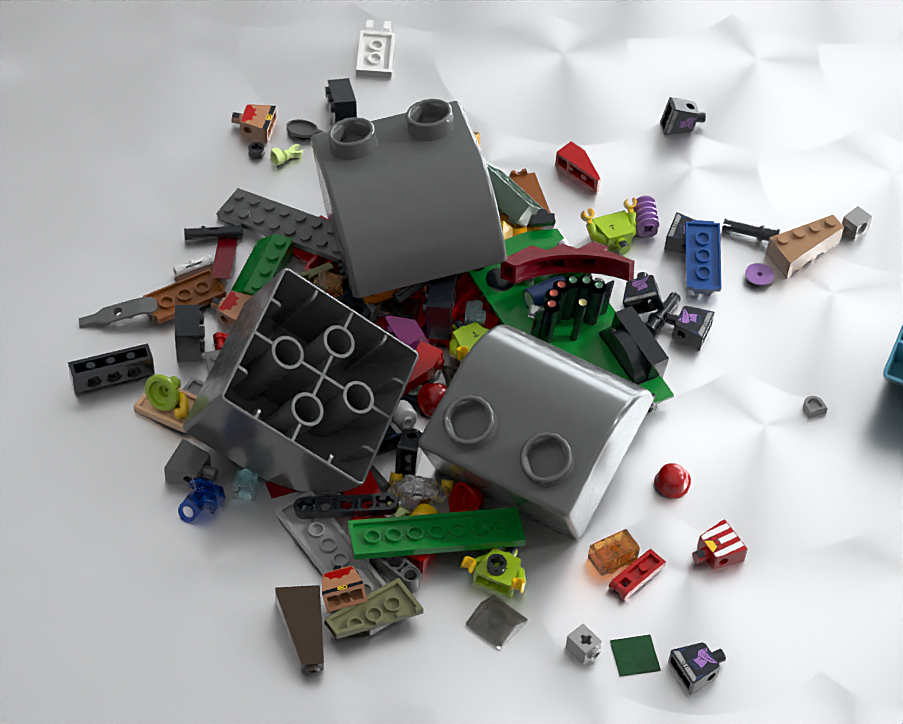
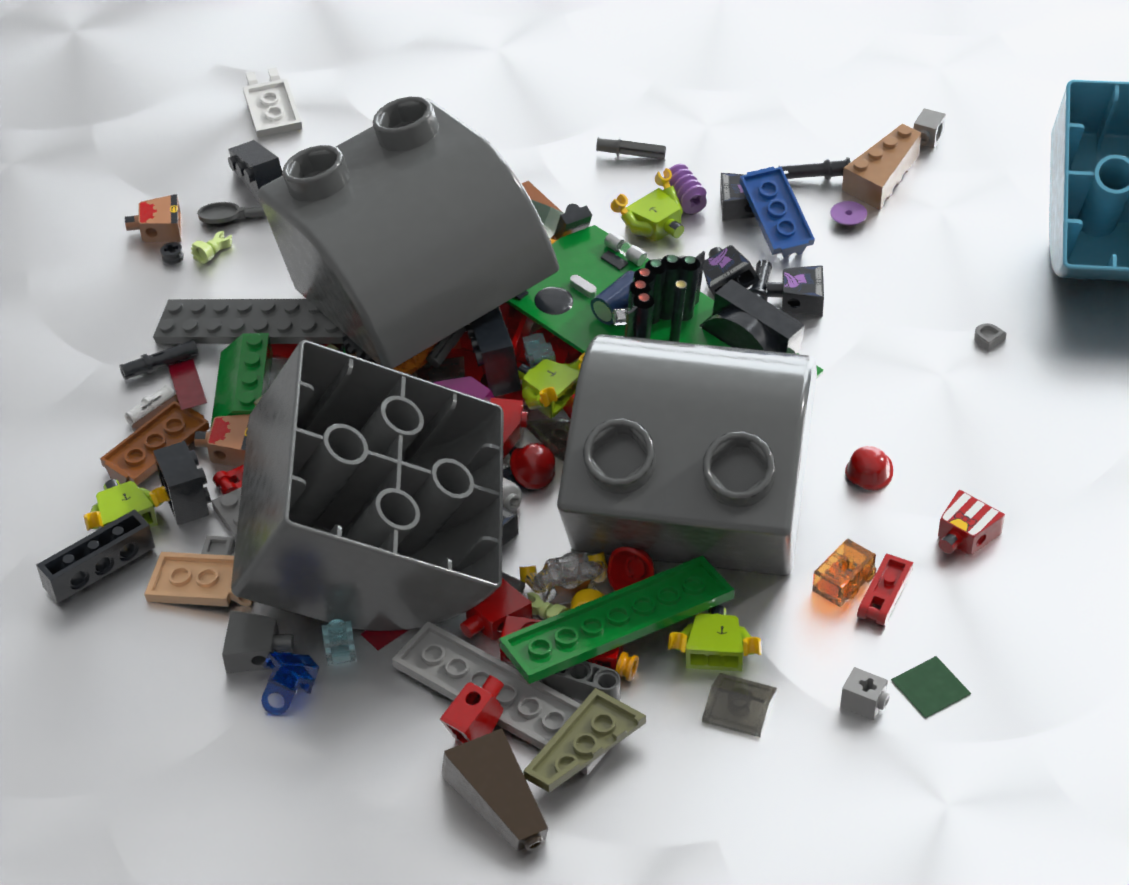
camera: 15 degrees left, 5 degrees down
(128, 309) = (85, 480): dark grey piece -> none
(141, 333) = (121, 499): none -> lime torso
(163, 391) = (180, 562): lime hair -> none
(182, 412) = (214, 568): yellow arm -> none
(310, 565) = (474, 710): none -> red torso
(342, 588) = (532, 723): nougat torso -> none
(354, 511) = (475, 634): black beam -> none
(408, 446) = (533, 527): black torso -> none
(431, 568) = (627, 665): none -> light orange bush
(498, 558) = (715, 624): black bush -> none
(563, 258) = (623, 251): dark red arch -> none
(577, 164) = (578, 158): red slope -> none
(623, 169) = (630, 148): none -> dark grey axle
(680, 116) = (670, 73): black torso -> none
(696, 665) = (1013, 672): black torso -> none

